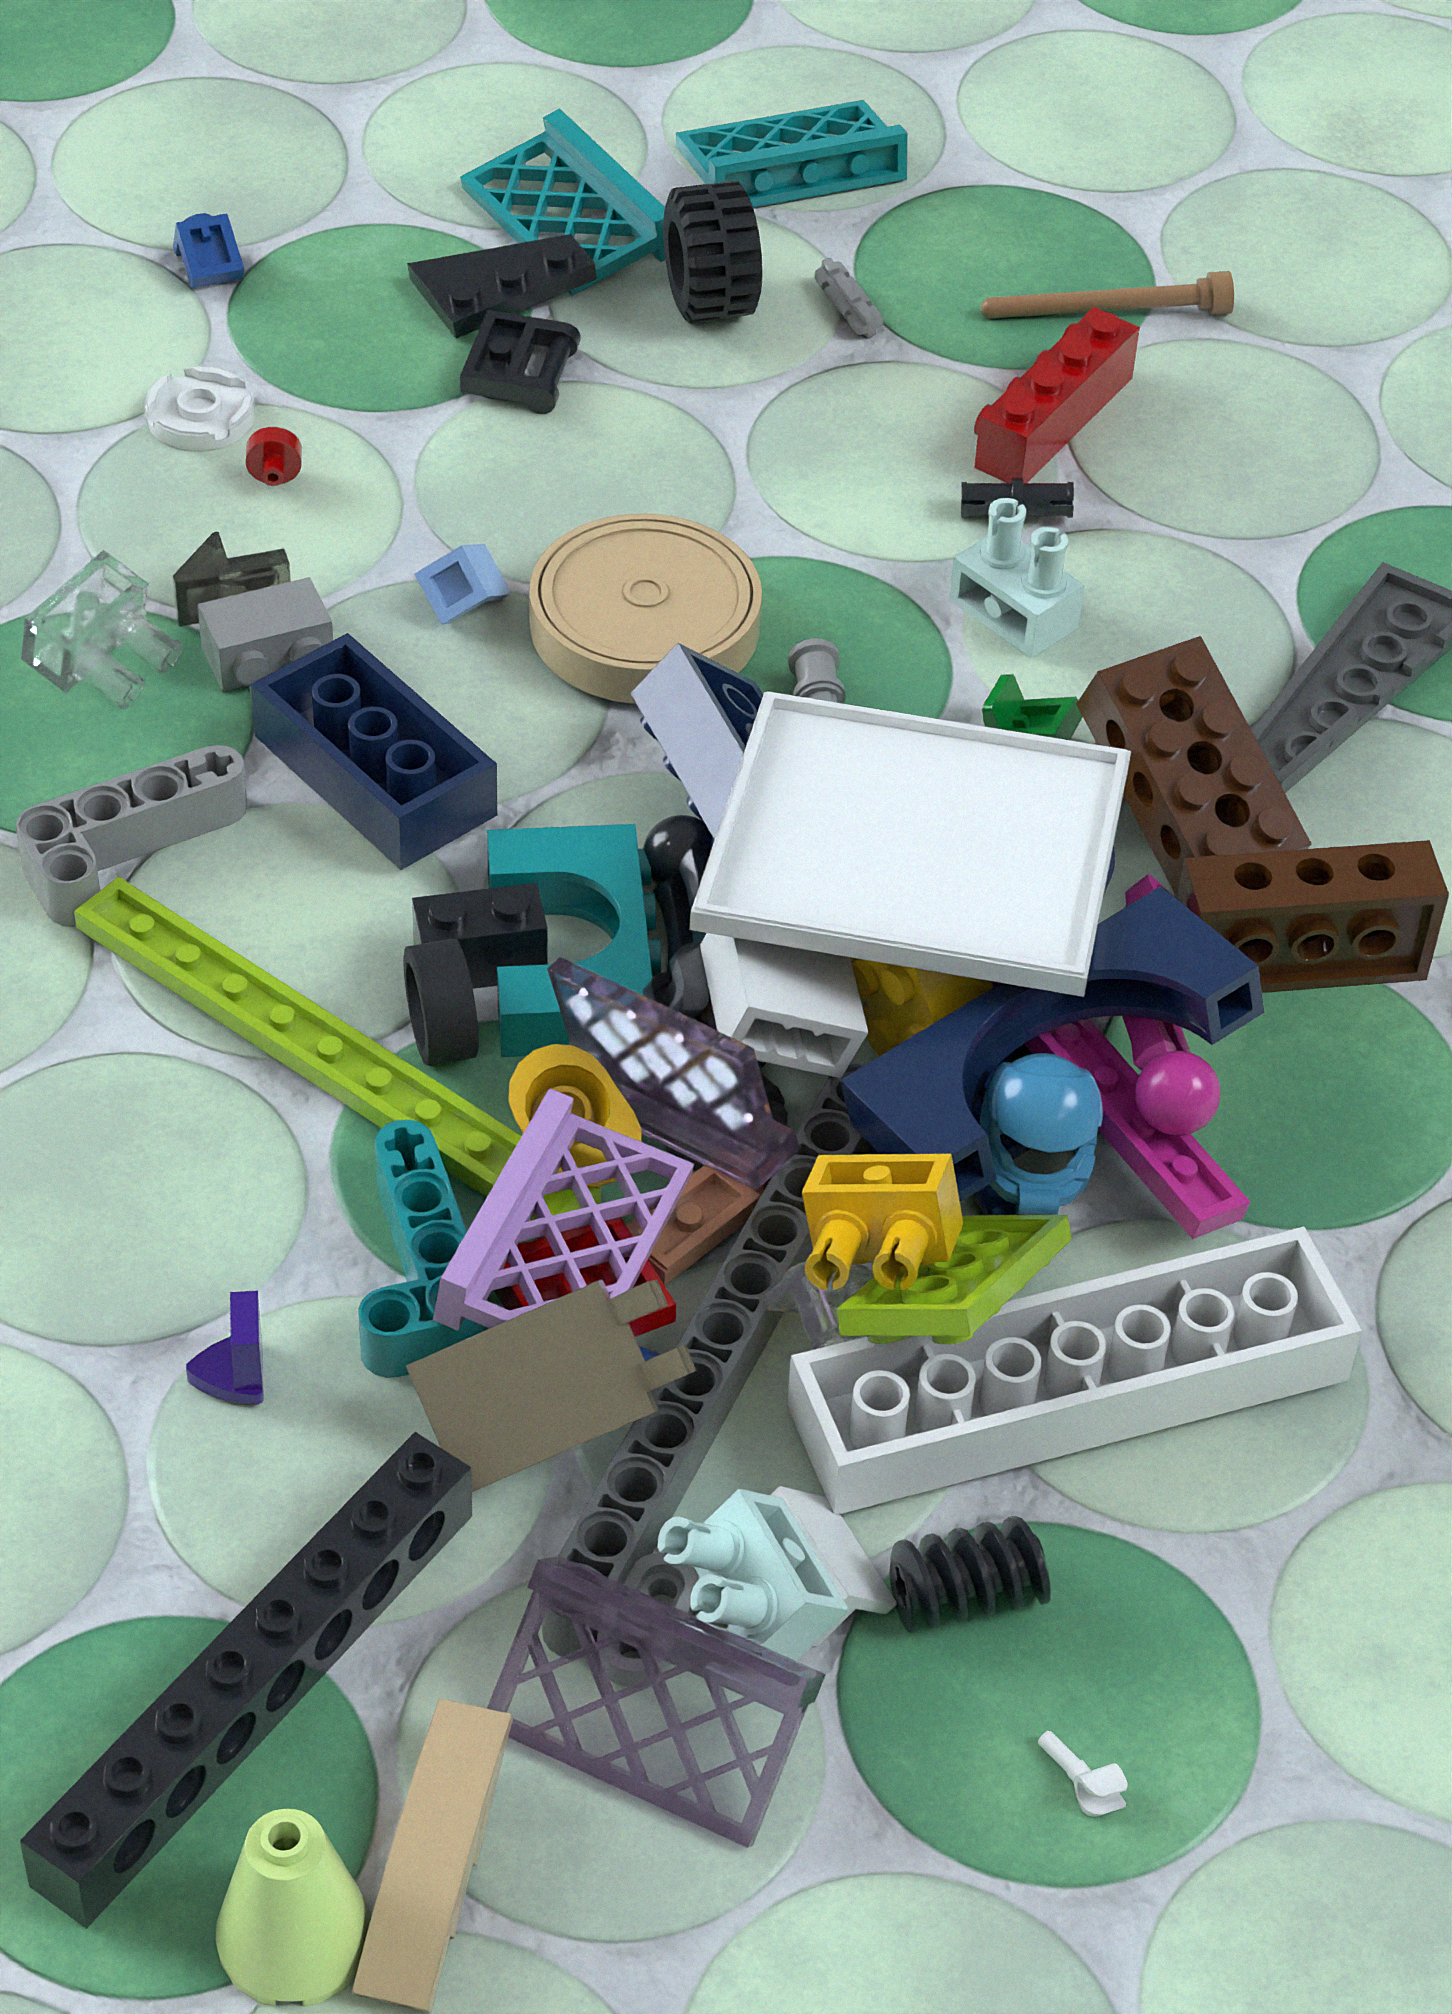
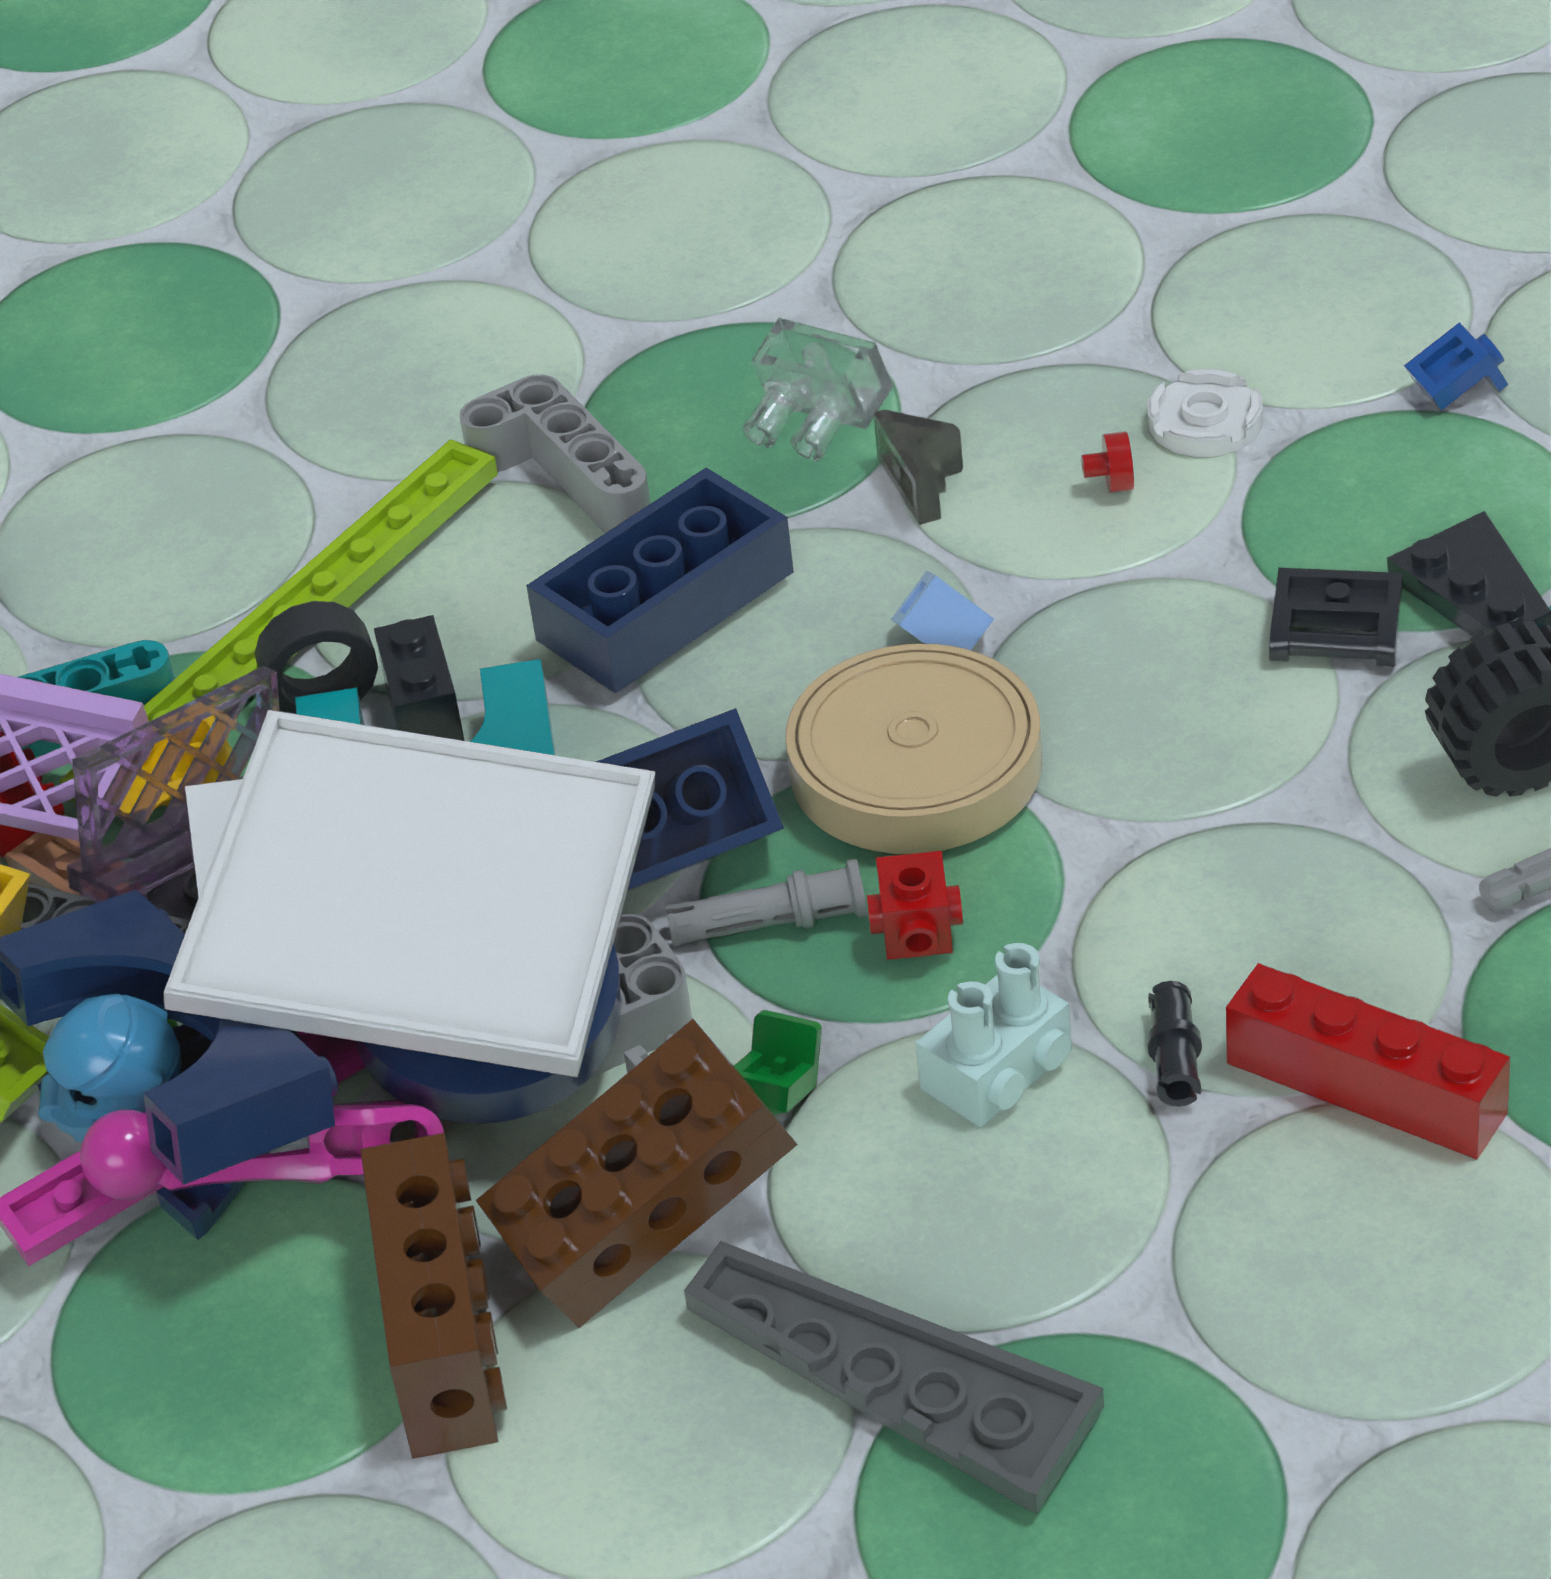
camera: 95 degrees right, 5 degrees down
(262, 631) = (839, 498): light grey brick -> none
(859, 615) = (914, 905): none -> red brick

